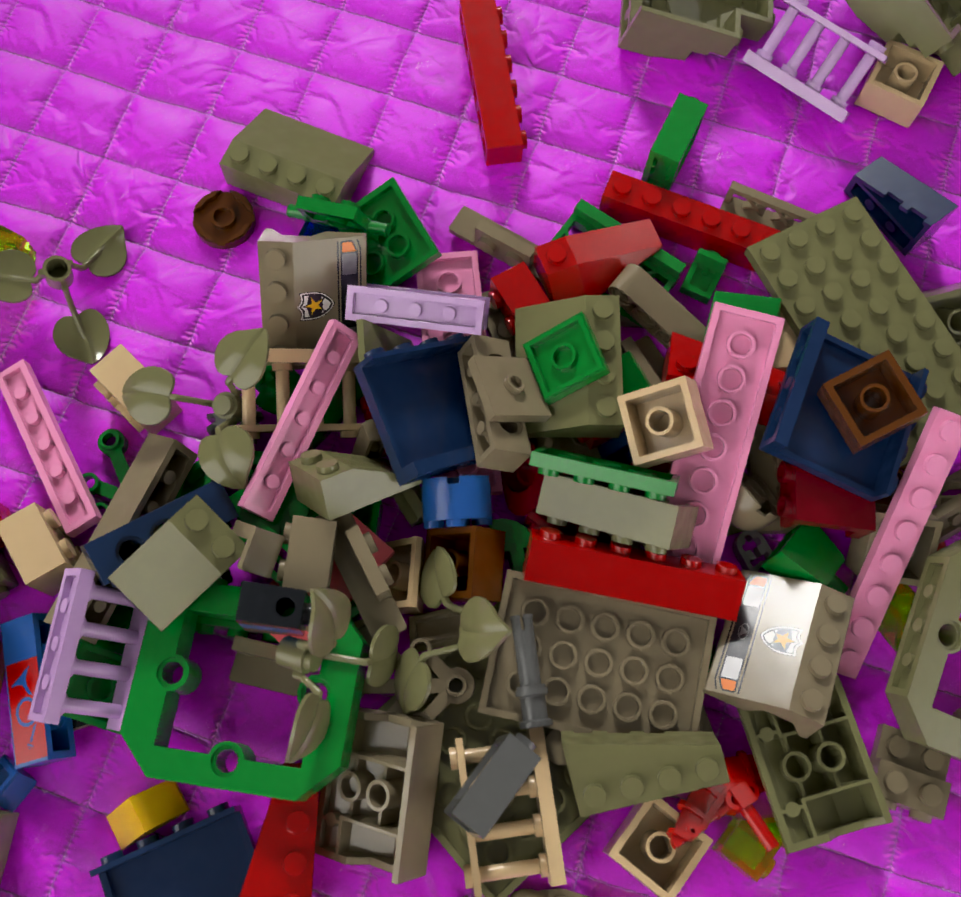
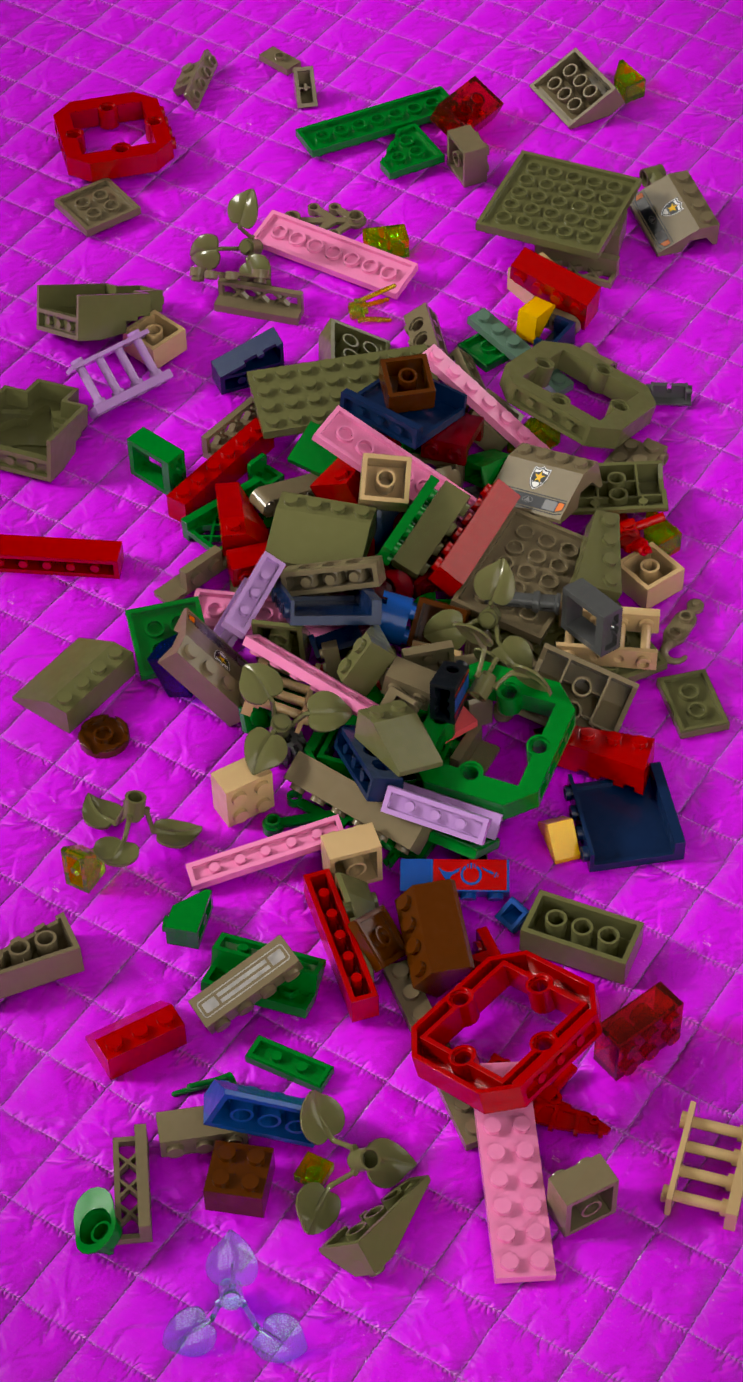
camera: 70 degrees left, 25 degrees down
(343, 215) = (143, 645): green plate -> none
(508, 389) = (330, 558): dark tan plate -> none
(566, 358) = (318, 526): green tile -> none

